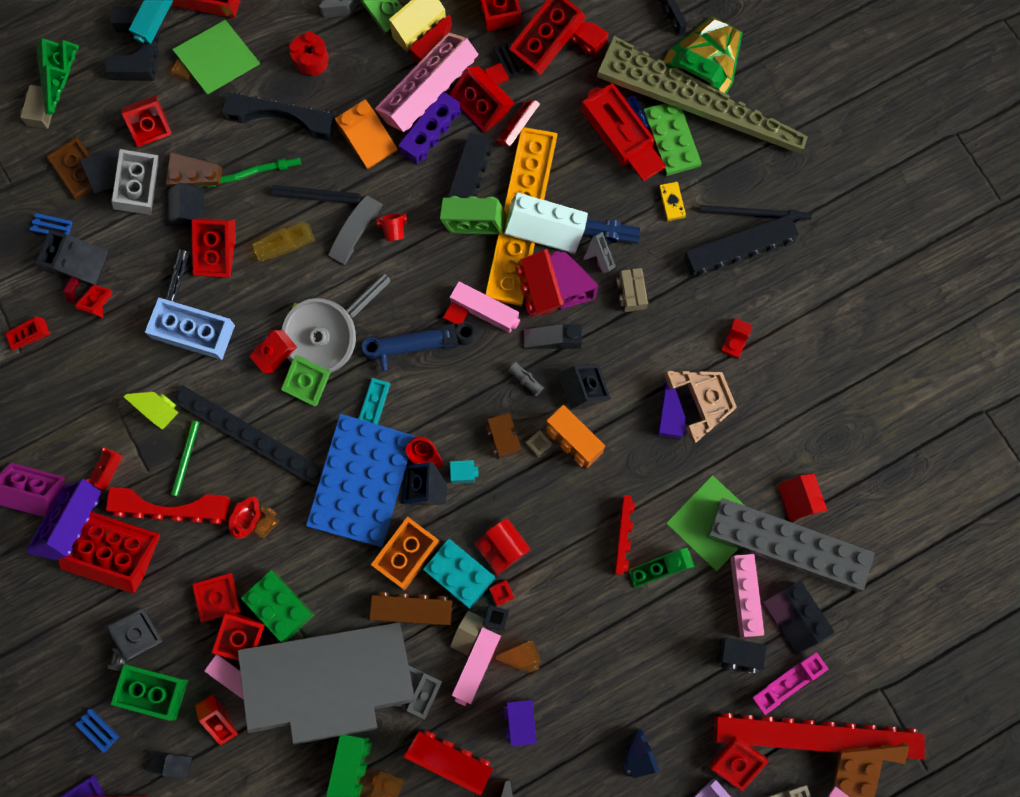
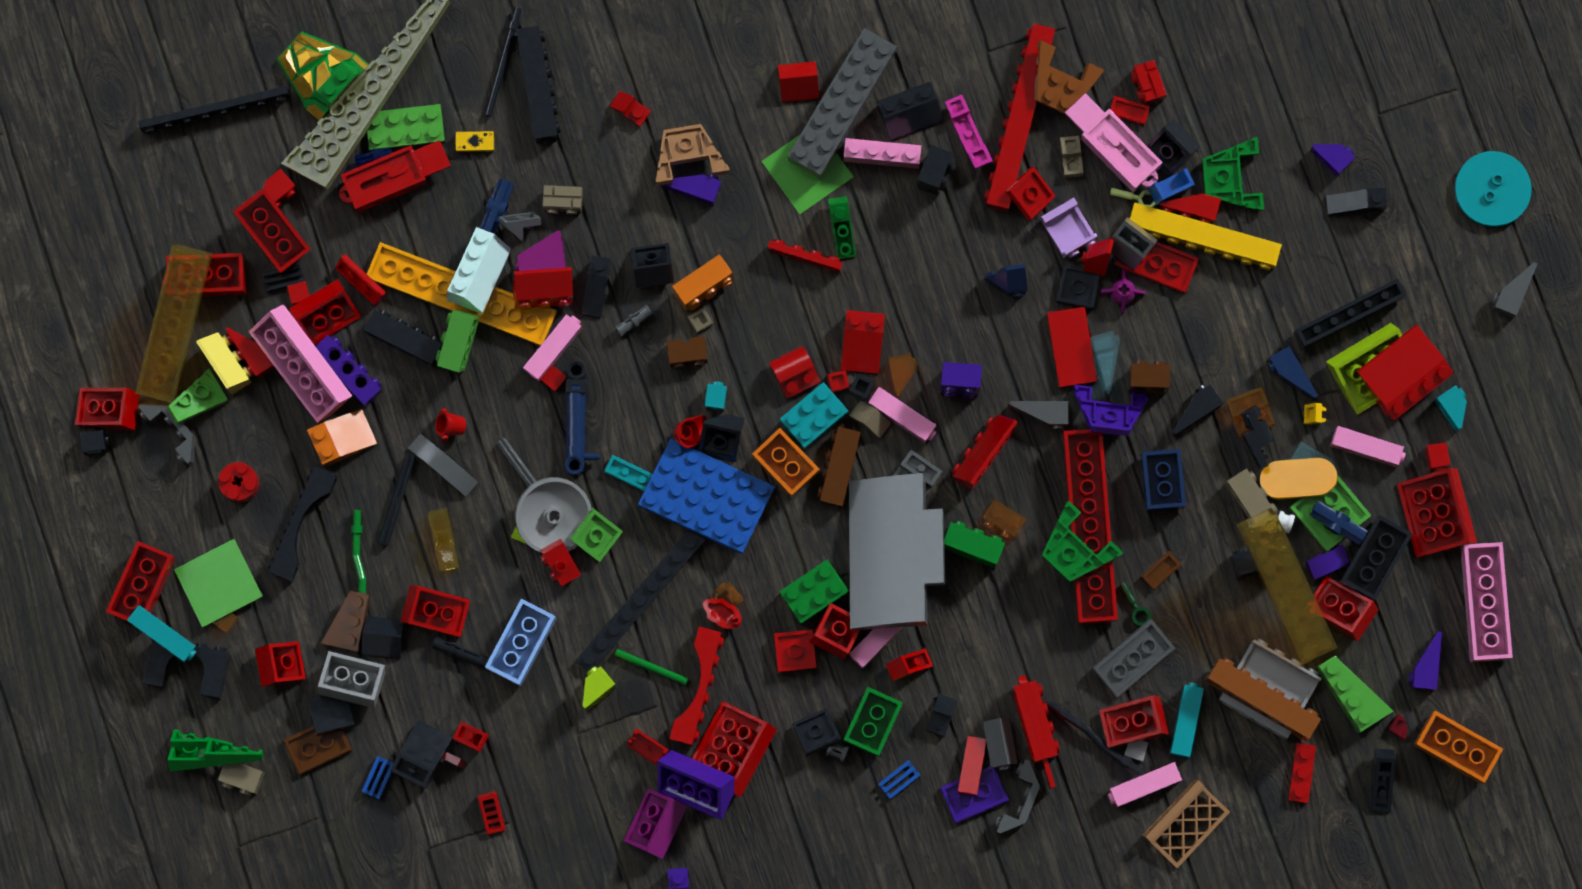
camera: 80 degrees left, 5 degrees up
(546, 610) = (862, 342): none -> red slope

